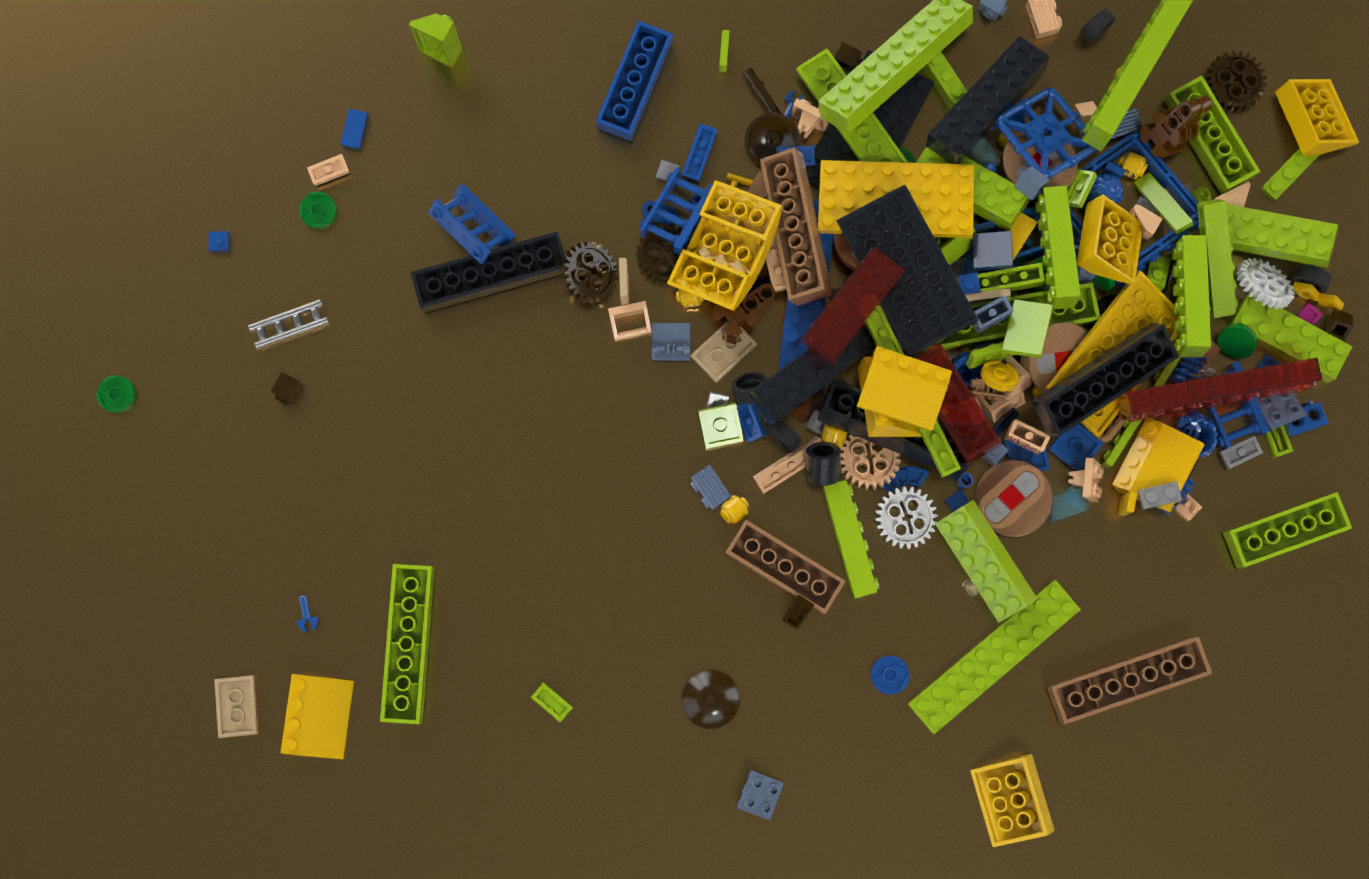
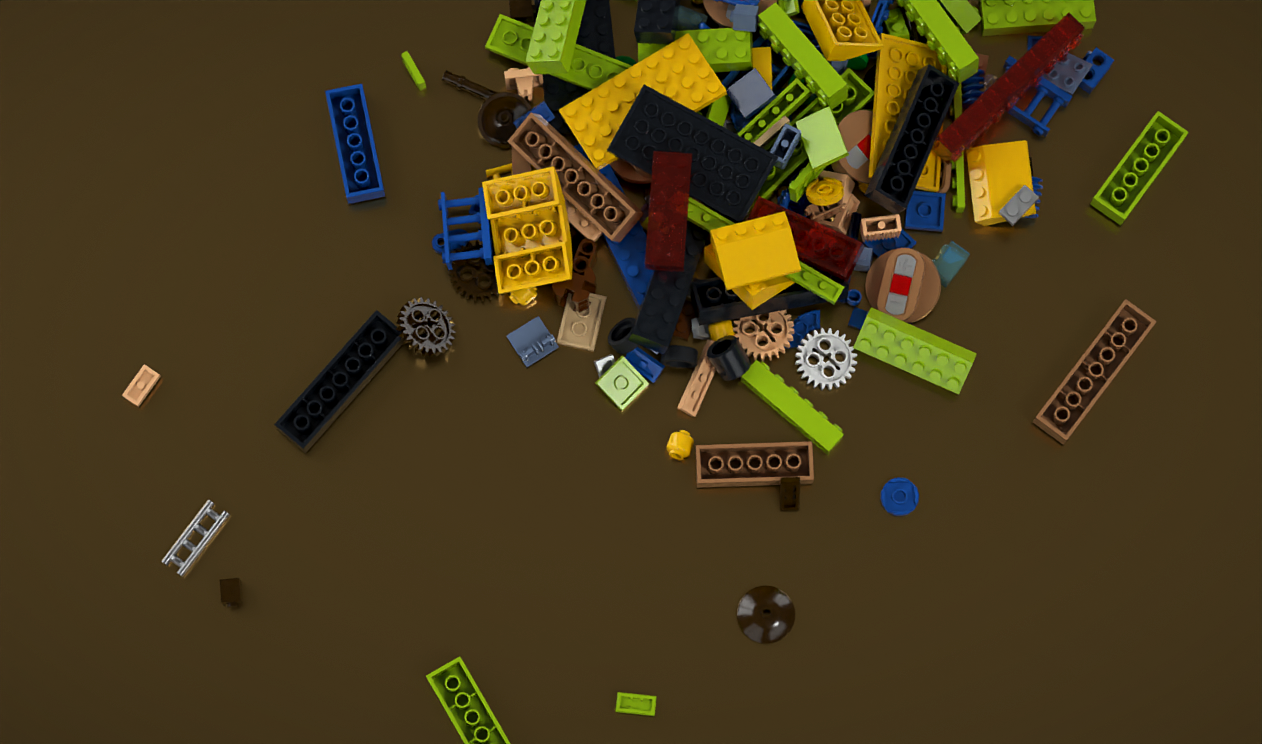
camera: 35 degrees left, 5 degrees down
(116, 394) = (85, 694): green tile -> none
(219, 241) = (86, 507): blue plate -> none
(317, 210) = (154, 425): green tile -> none
(354, 129) = (139, 337): blue tile -> none
(437, 38) = (164, 213): lime slope -> none
(481, 214) = (300, 339): blue fence -> none
(624, 281) = (462, 316): tan tile -> none
(628, 310) = (479, 338): light nougat tile -> none
(665, 169) = (431, 202): light grey tile -> none
(699, 153) = (450, 169): blue plate -> none
(710, 488) = (647, 440): sand blue brick -> none
(760, 795) = (859, 664): sand blue hinge -> none
(789, 98) = (501, 80): blue bar -> none
(969, 283) = (750, 132): blue plate -> none
(970, 588) = (918, 382): clear hinge -> none
(993, 657) = (973, 426): lime plate -> none
(1012, 800) = (1066, 531): yellow slope -> none
(1089, 480) = (953, 230): light nougat plate -> none
(1127, 503) = (997, 229): yellow tile -> none
(1188, 508) = (1049, 202): light nougat tile -> none
(1200, 429) = (1015, 130): blue hair -> none
(1237, 341) = (997, 40): green tile -> none
(1240, 452) = (1061, 129): light grey plate -> none
(1271, 443) = (1082, 107): lime tile -> none

